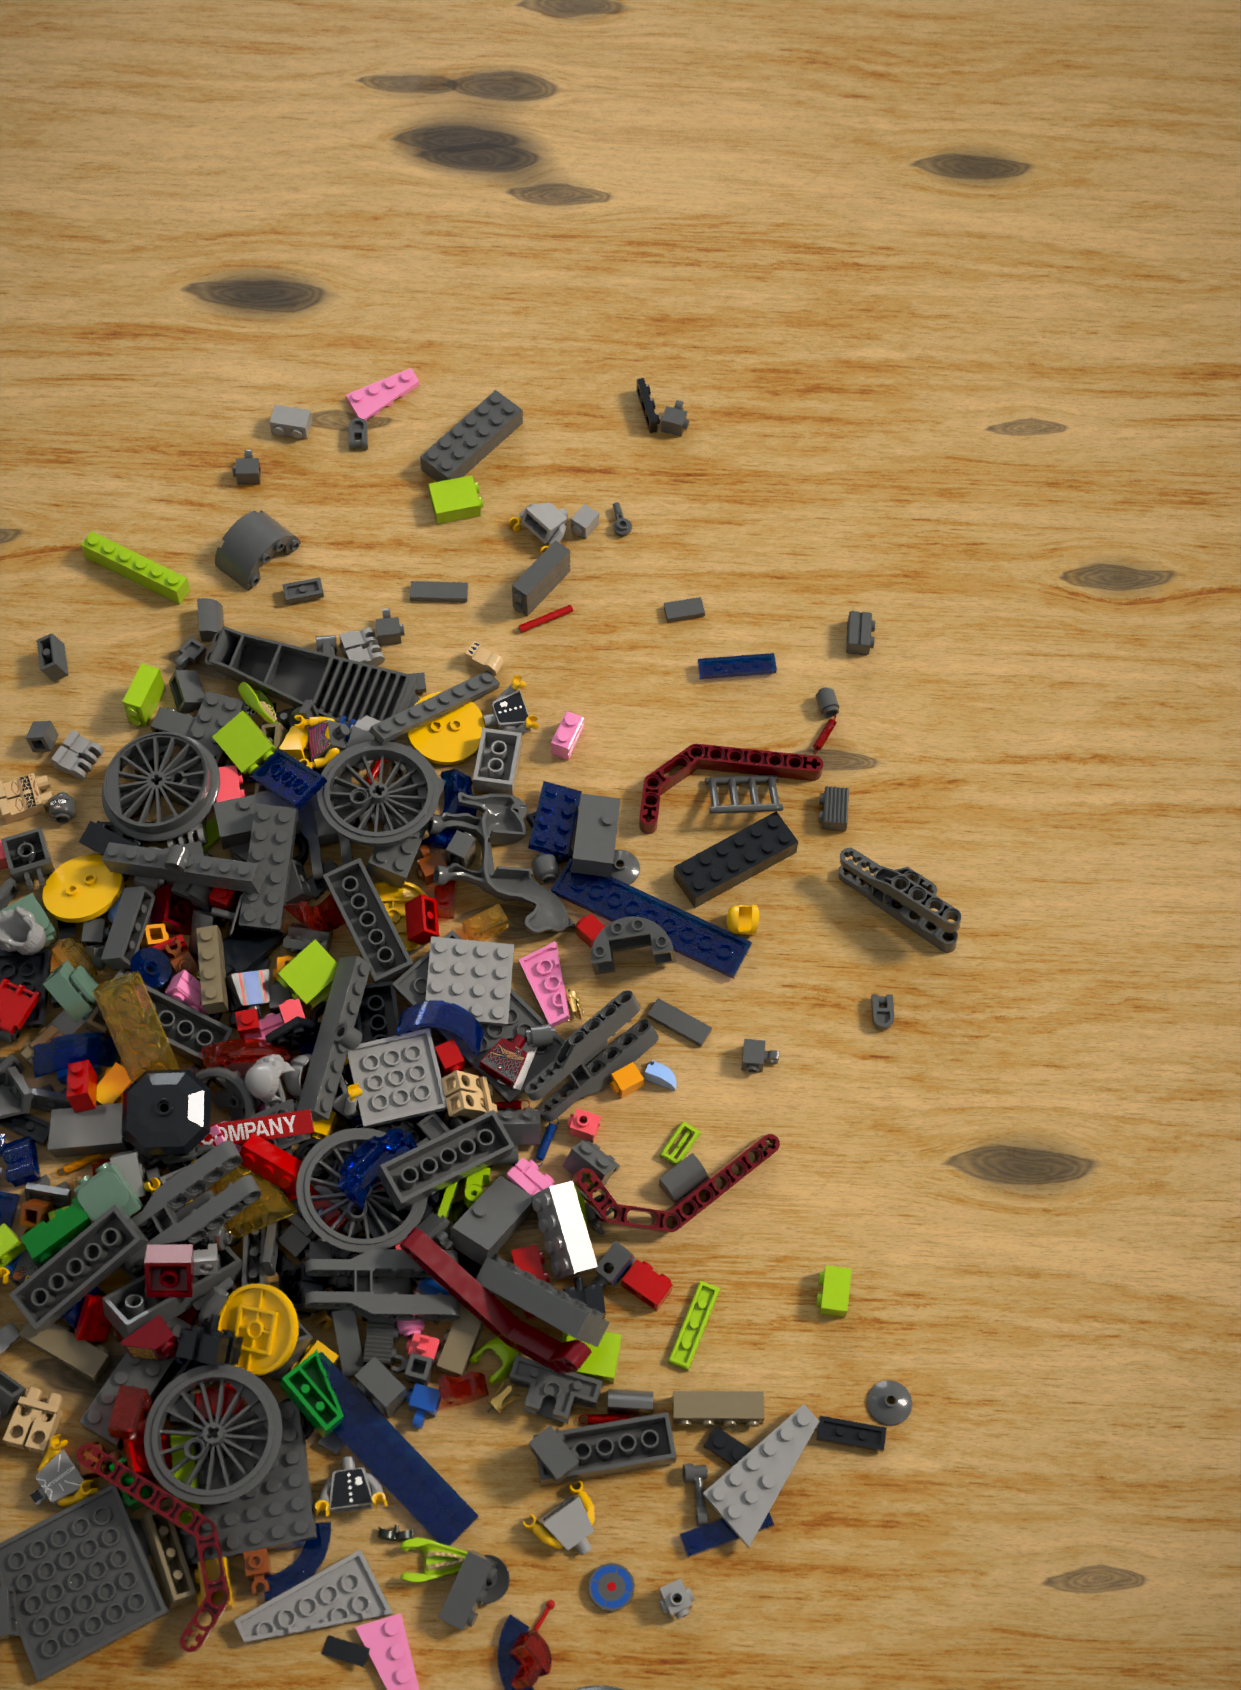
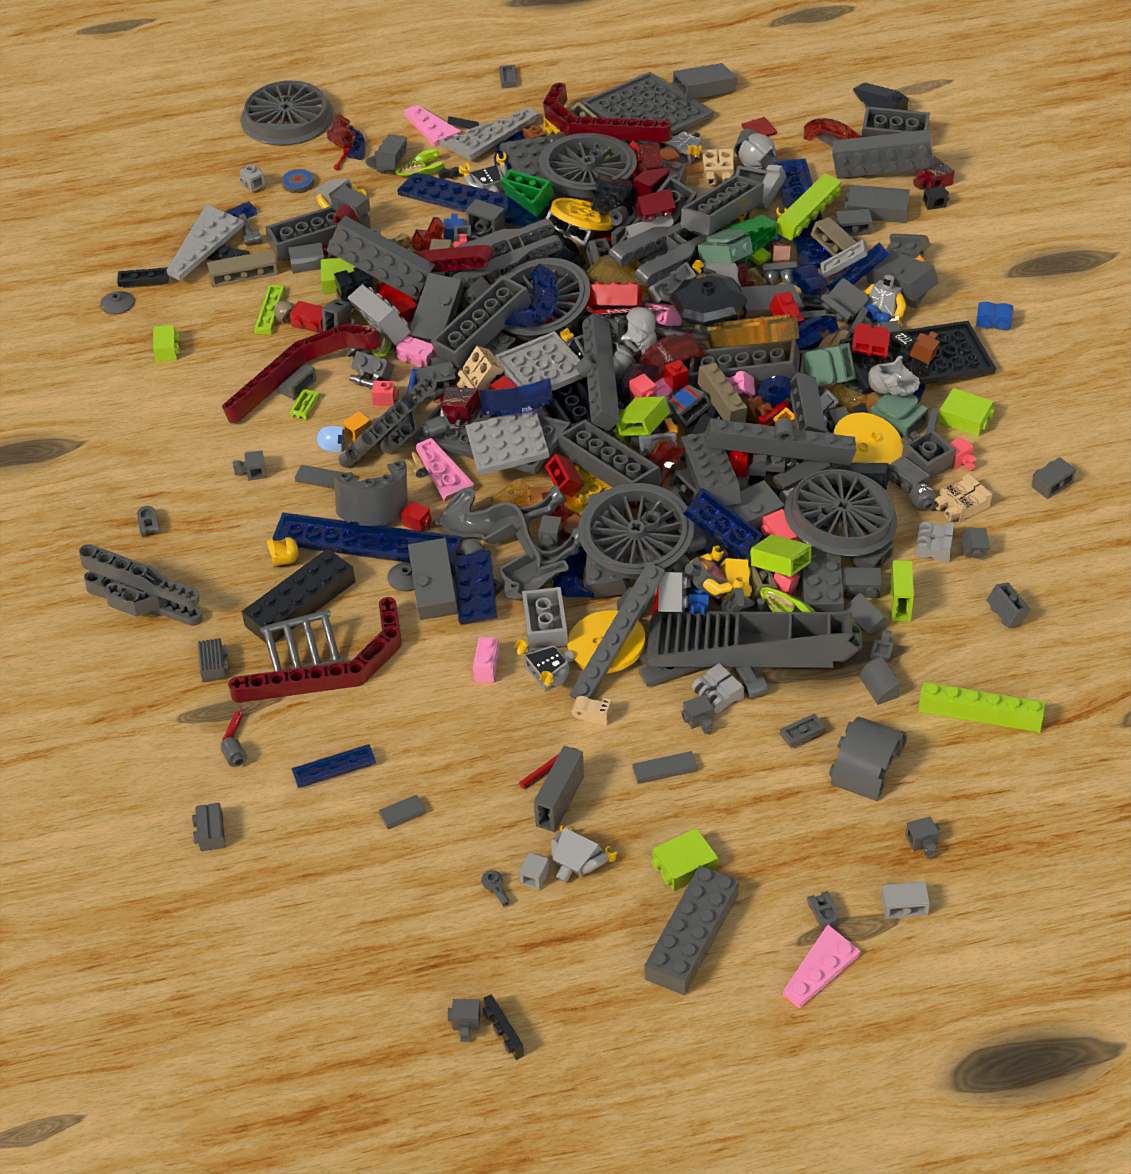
camera: 170 degrees right, 15 degrees down
(61, 841) = (907, 474): none -> dark grey brick
(677, 1302) = (282, 310): none -> dark tan cone

